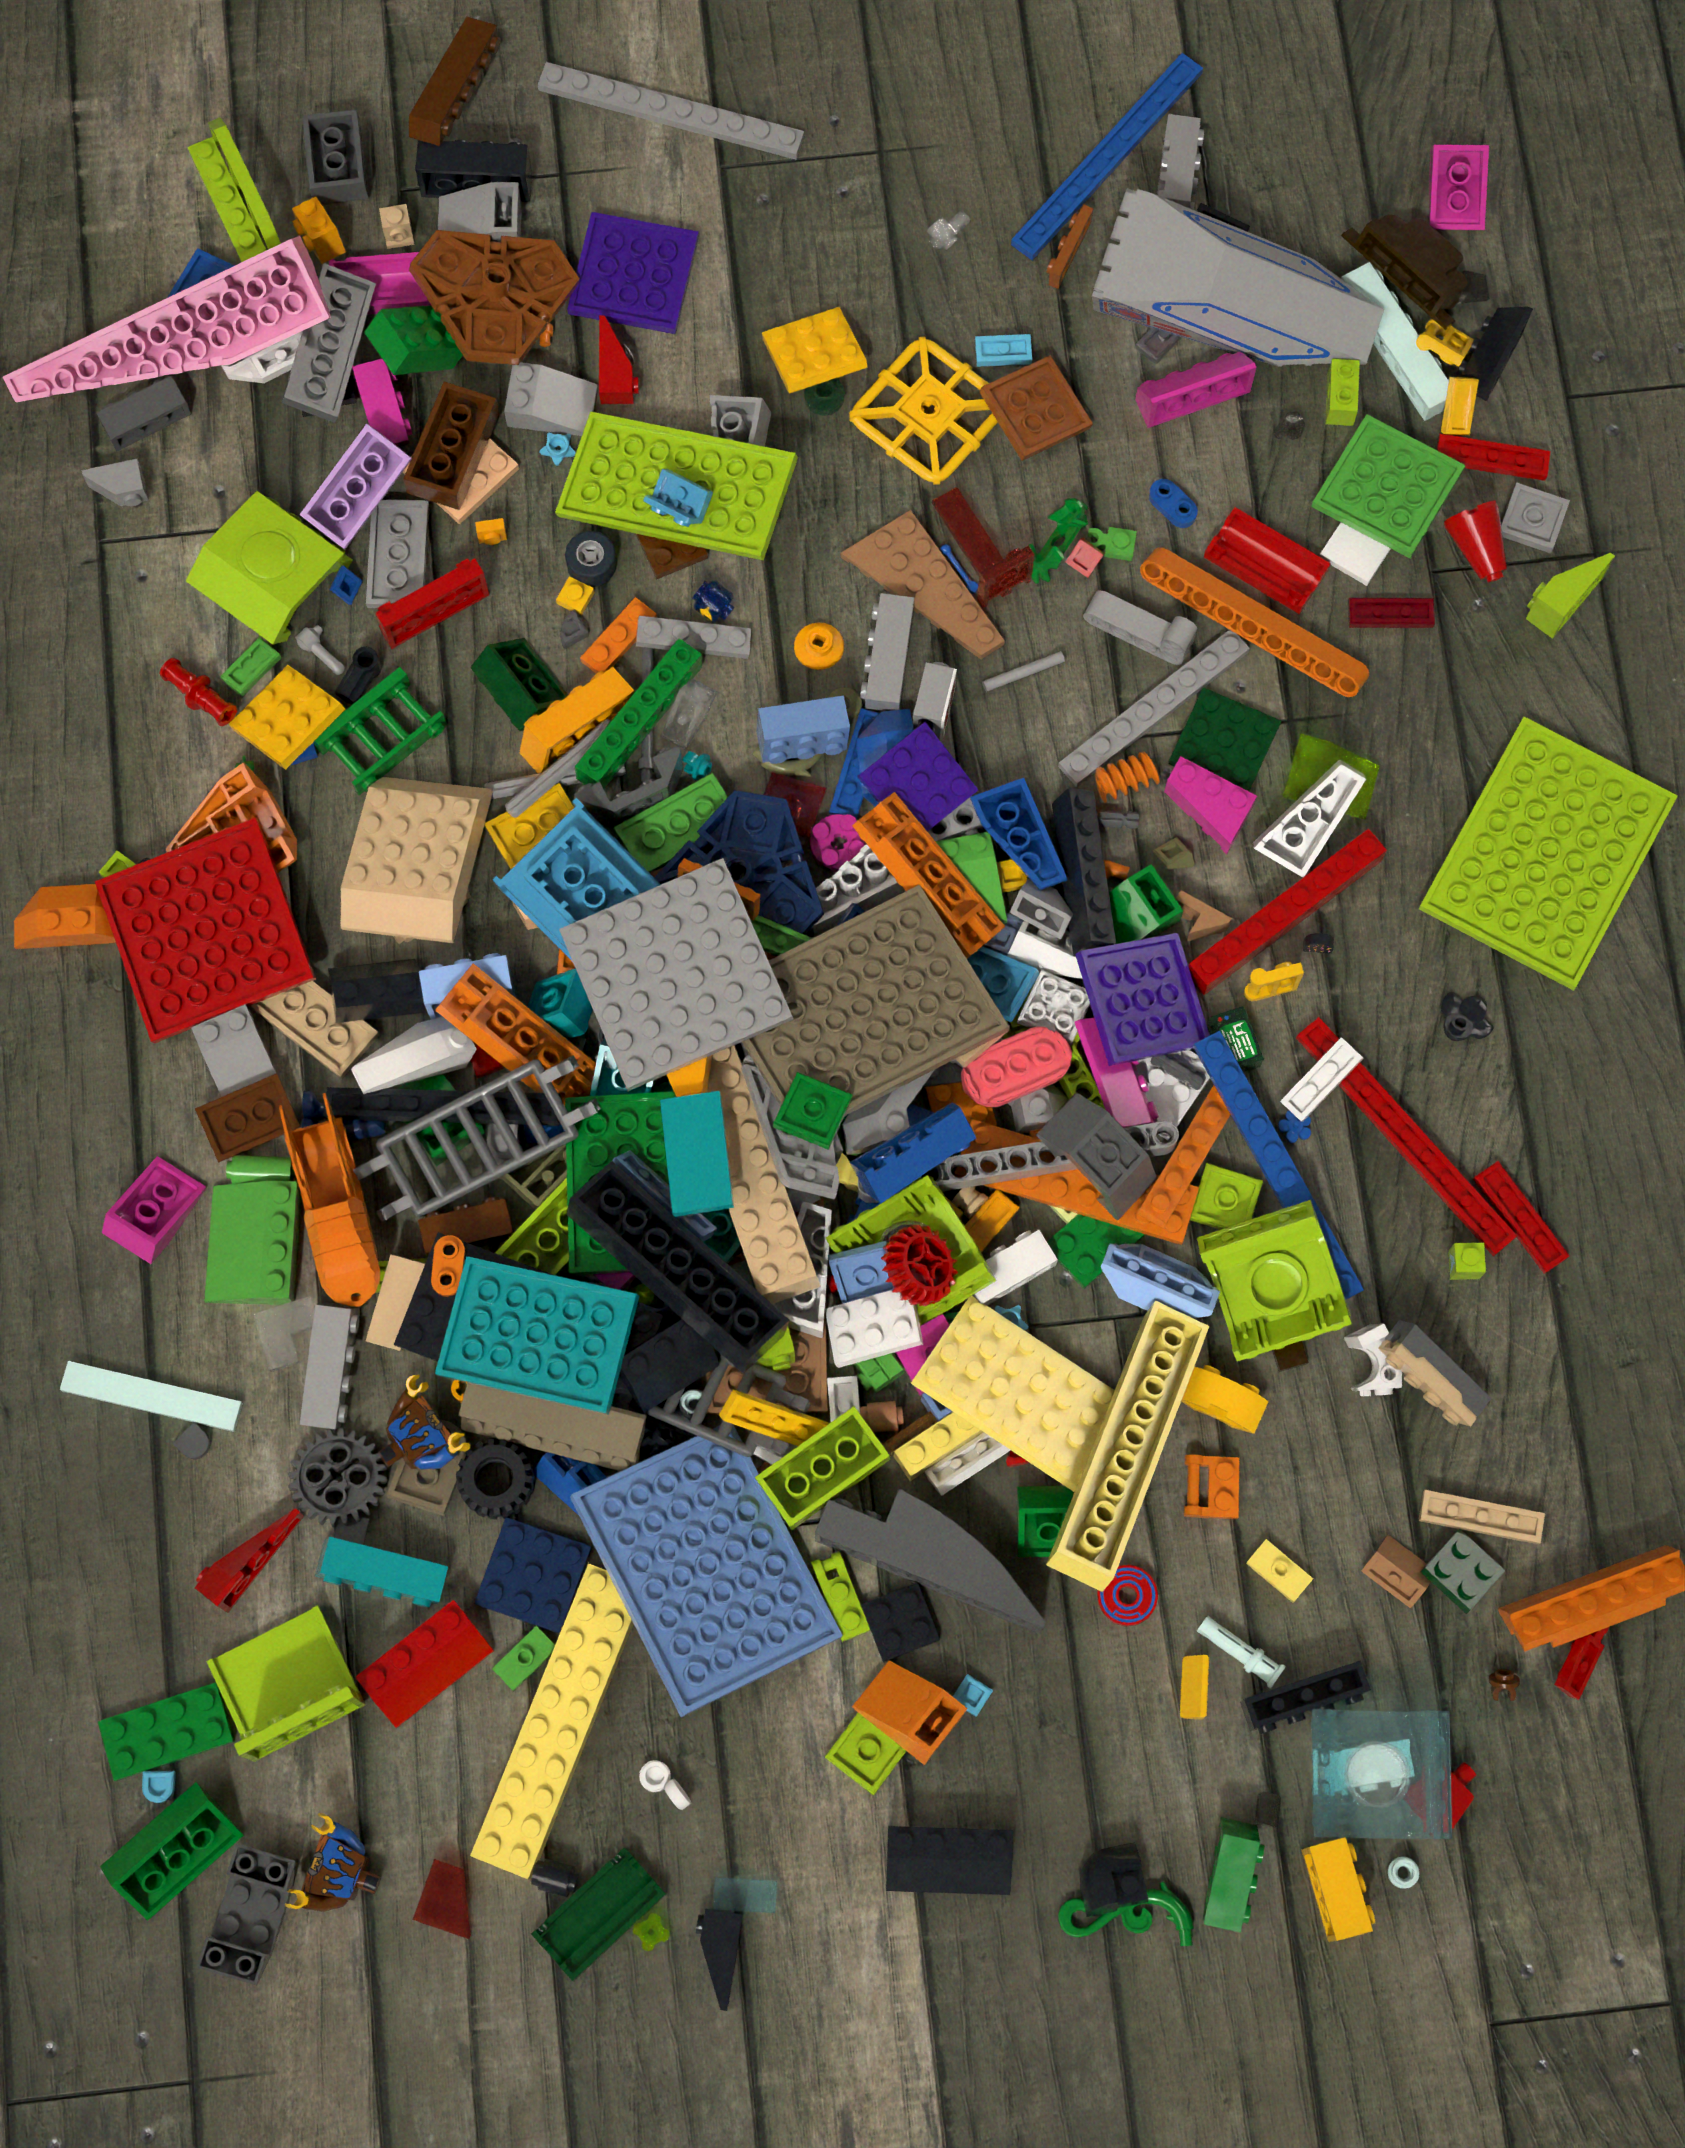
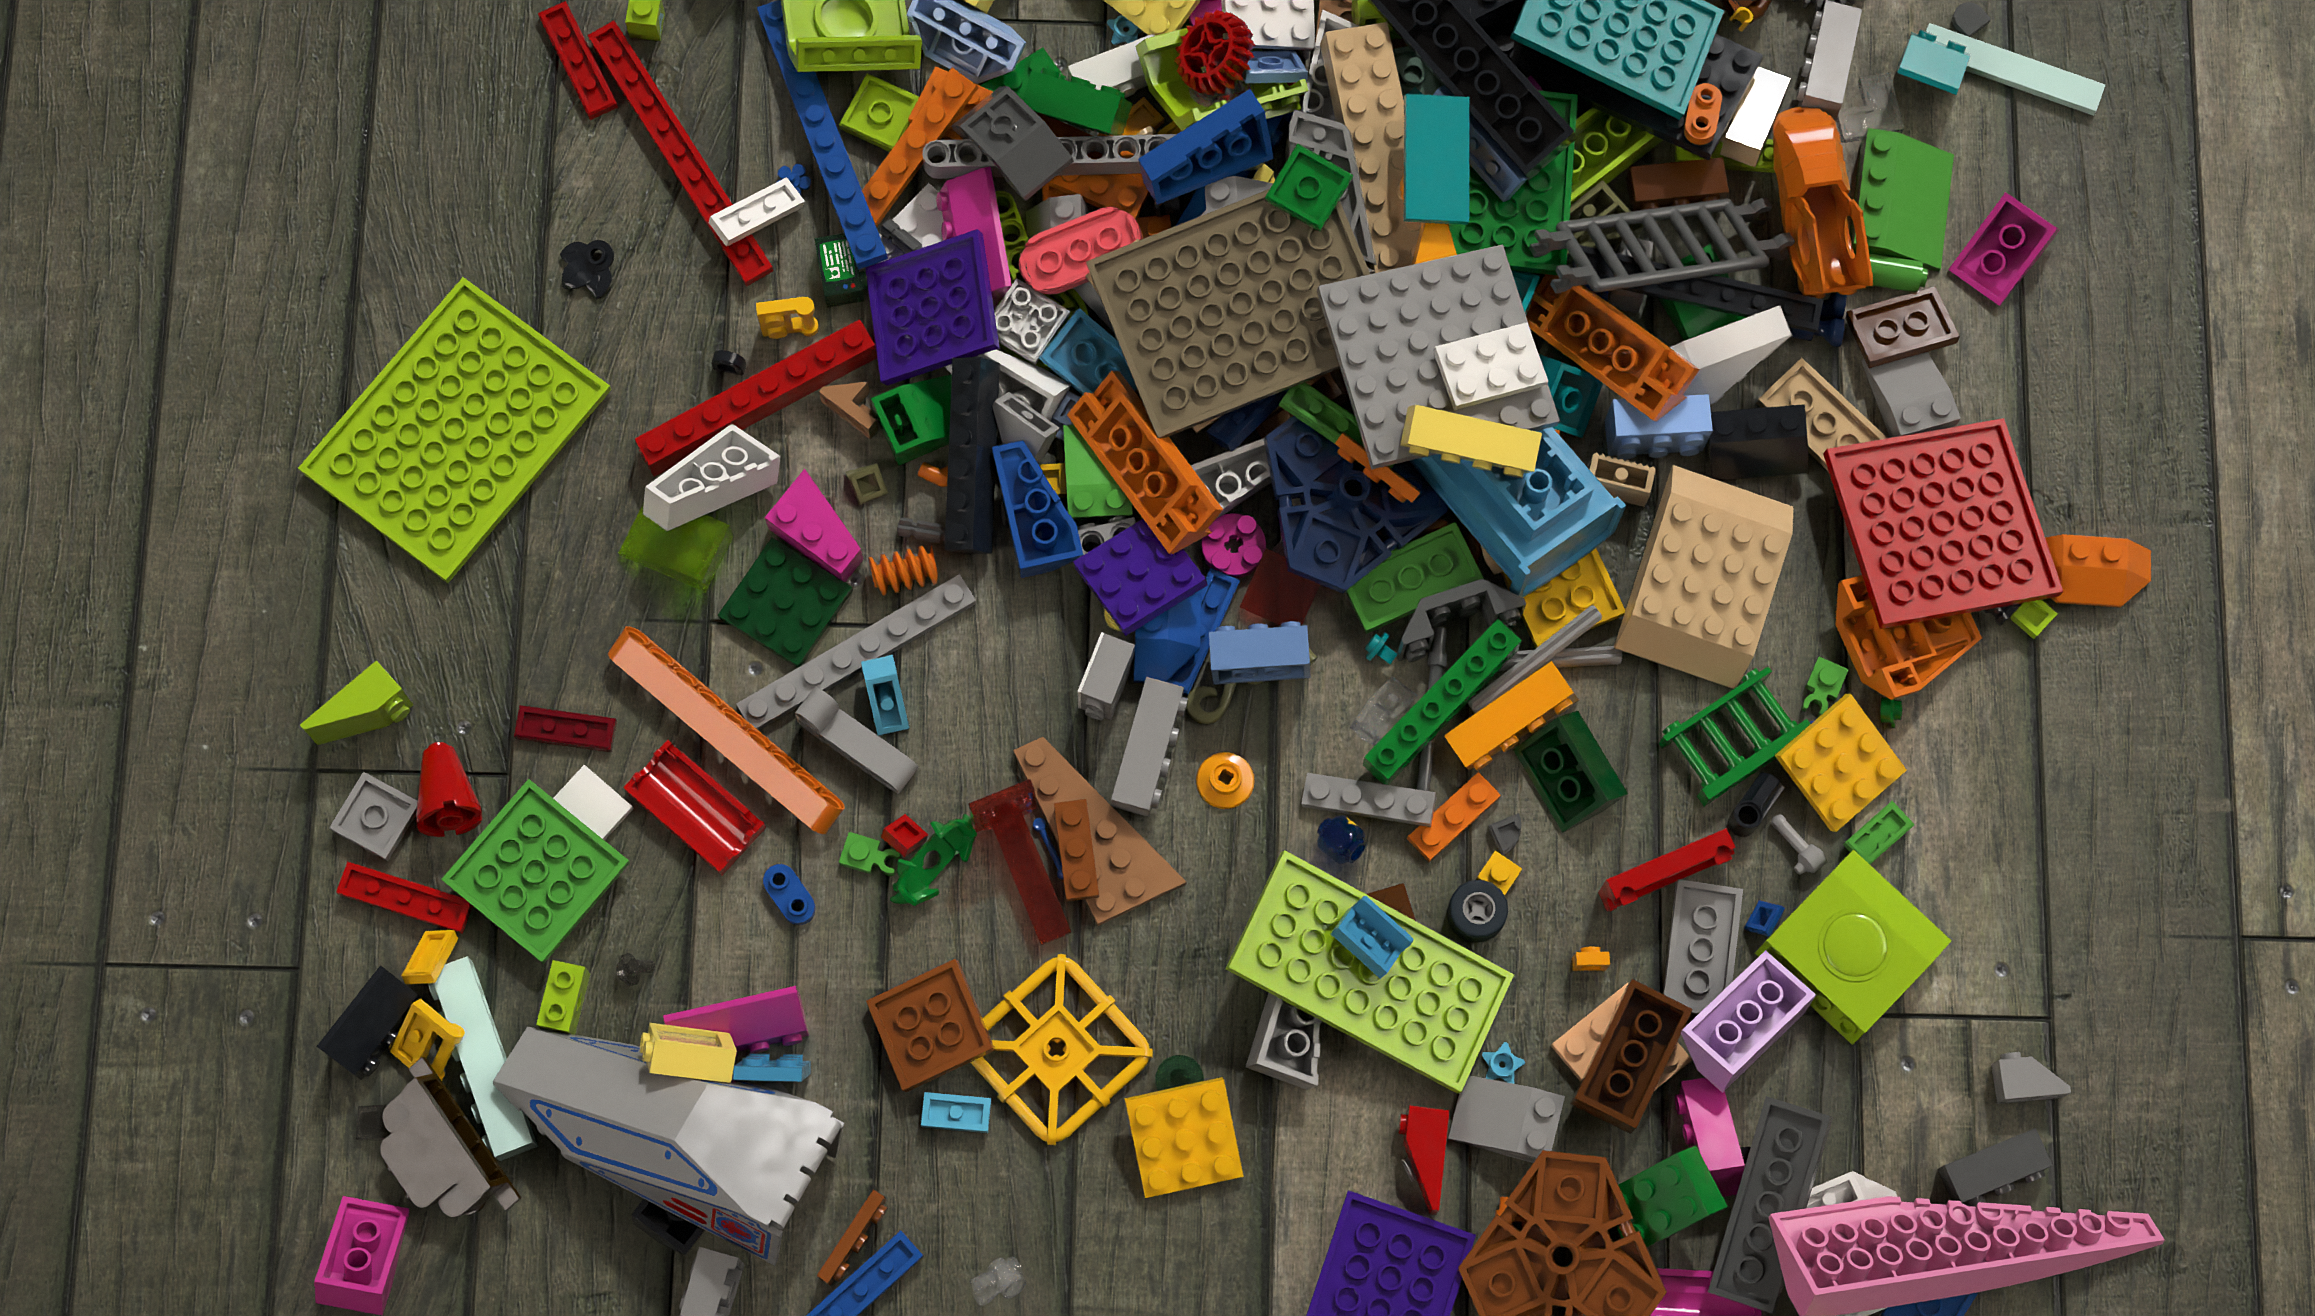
camera: 175 degrees left, 0 degrees up
(198, 692) = (1941, 807): red piece -> none
(228, 1374) = (1933, 61): none -> slope
(304, 792) = (1825, 683): none -> bright green plate
(499, 936) = (1623, 479): none -> tan brick
(626, 961) = (1490, 366): none -> white plate
(637, 885) = (1470, 439): none -> light yellow brick
(937, 559) = (1076, 850): none -> dark orange plate
(1023, 671) = (997, 715): light grey bar -> none
(1042, 1205) = (1077, 102): none -> green brick
(1124, 671) = (885, 695): none -> medium azure slope
(1158, 344) = (759, 1067): none -> dark azure plate
(1229, 333) = (688, 1052): none -> light yellow window

